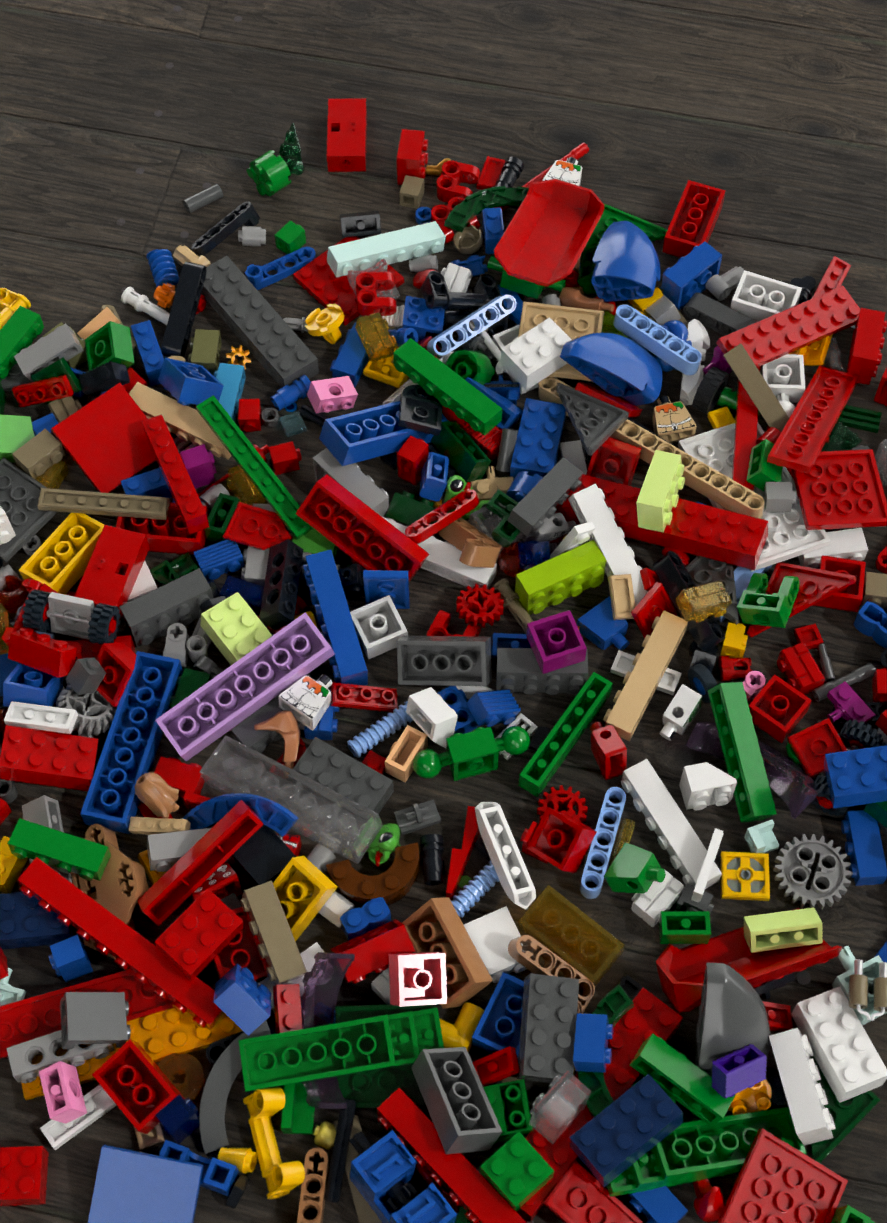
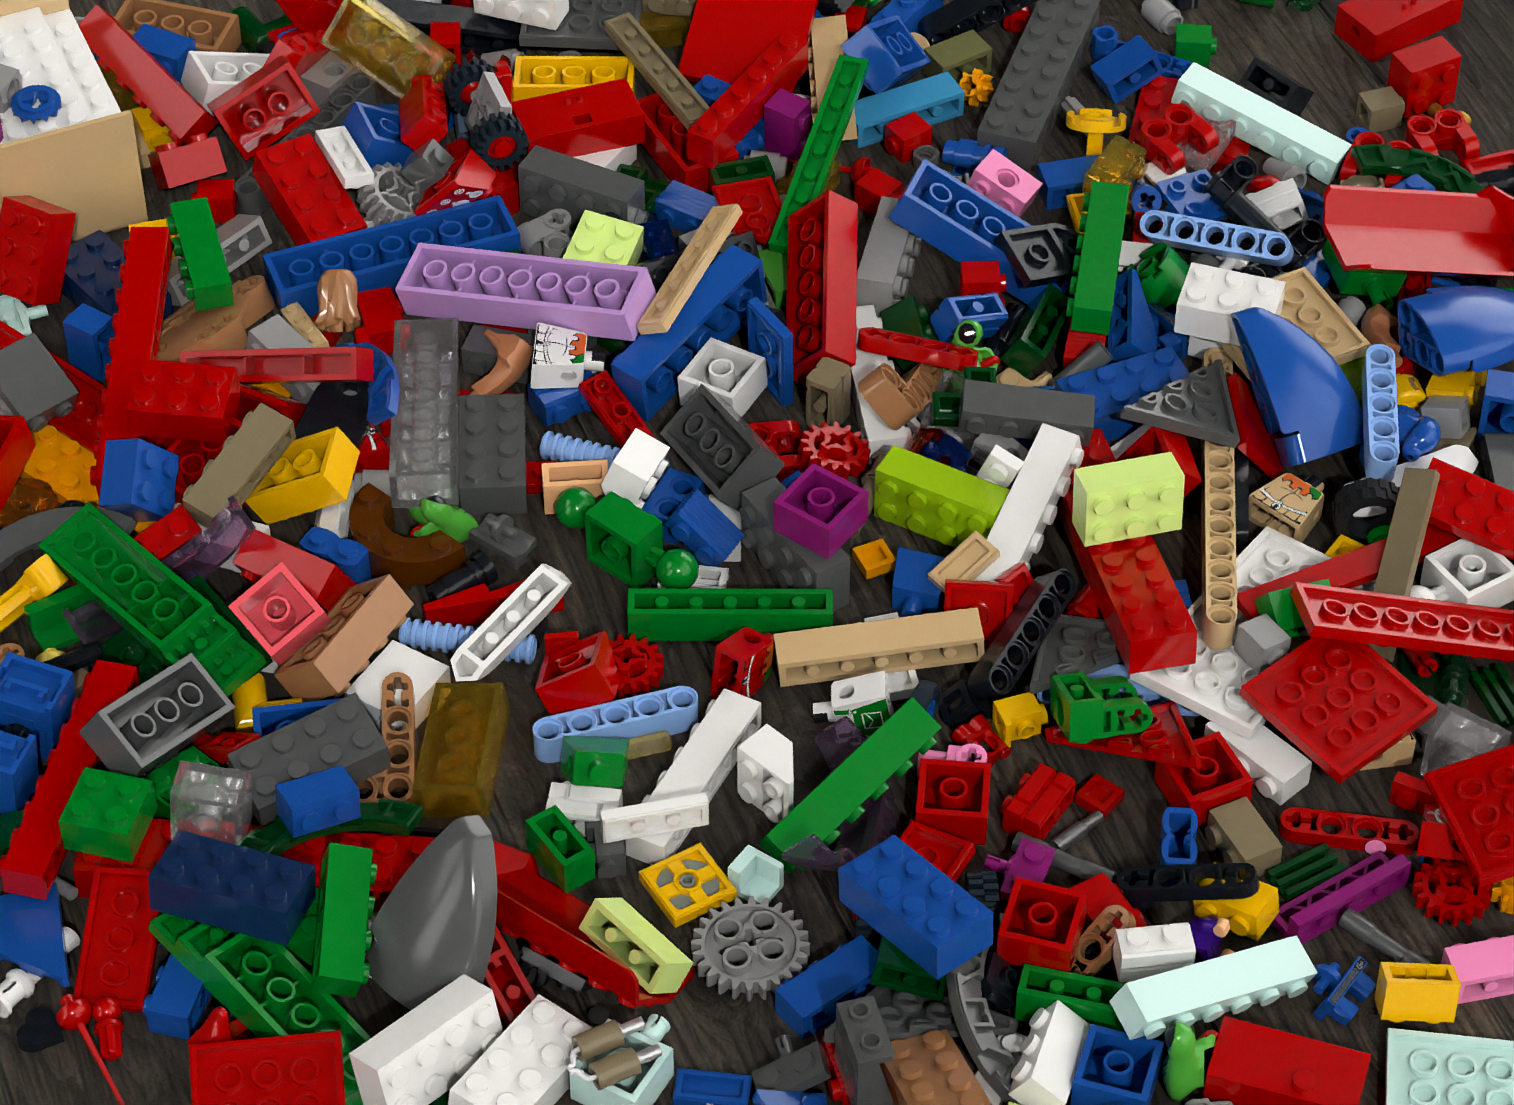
camera: 55 degrees right, 15 degrees down
(289, 279) = (1127, 69): none -> blue brick
(305, 590) = (689, 269): none -> tan tile
(434, 581) = (828, 393): none -> dark tan brick
(703, 601) = (1017, 628): clear yellow brick -> none
(738, 1071) = (385, 953): dark purple brick -> none
(752, 1099) = (382, 1003): light orange dish -> none

